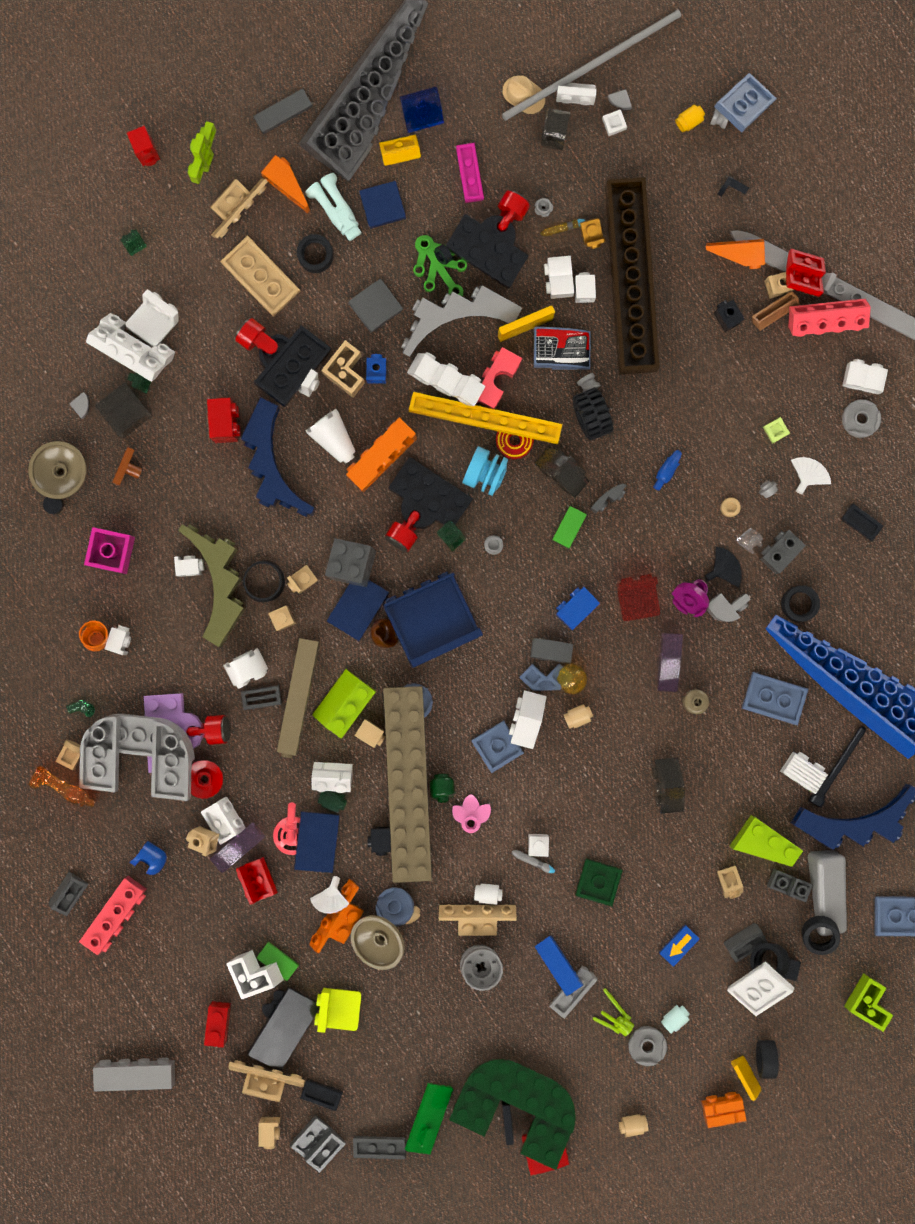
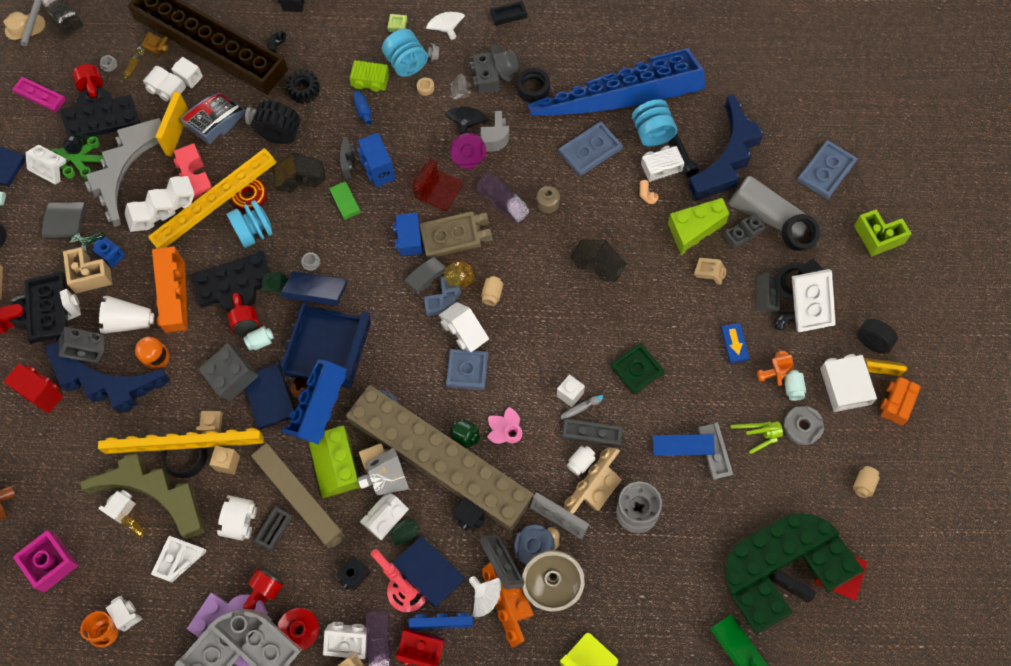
camera: 50 degrees left, 20 degrees down
(183, 591) = (133, 525): none -> clear yellow tile
(185, 644) = (176, 559): none -> white wing
(264, 569) = (188, 441): none -> yellow plate
(272, 787) = (353, 574): none -> black brick
(283, 426) = (81, 345): none -> dark grey brick
(288, 880) = (441, 621): none -> blue plate
(320, 484) = (148, 350): none -> orange helmet
(361, 754) = (384, 474): none -> light grey torso
(362, 894) = (501, 562): none -> dark grey tile
(370, 342) = (87, 240): none -> clear green bar
(374, 658) = (316, 402): none -> blue wedge
(397, 559) = (258, 338): none -> light aqua brick
(411, 244) = (44, 163): none -> white bracket
(431, 909) = (559, 515): none -> light grey tile
(471, 570) = (314, 288): none -> dark blue tile
(518, 884) = (592, 432): none -> dark grey tile
(606, 644) = (454, 234): none -> dark tan tile
(623, 528) = (376, 160): none -> blue brick
(660, 397) = (300, 78): none -> black tyre
(677, 336) = (276, 39): none -> black arm
(682, 998) = (781, 365): none -> orange piece
(702, 451) = (369, 75): none -> lime brick
(709, 1059) = (848, 382): none -> white brick
(729, 970) = (782, 319): none -> black arm
(744, 472) = (404, 52): none -> medium azure wheel
(764, 778) = (645, 194): none -> light nougat arm
(805, 562) = (505, 62): none -> dark grey piece
(836, 741) = (654, 123): none -> medium azure wheel

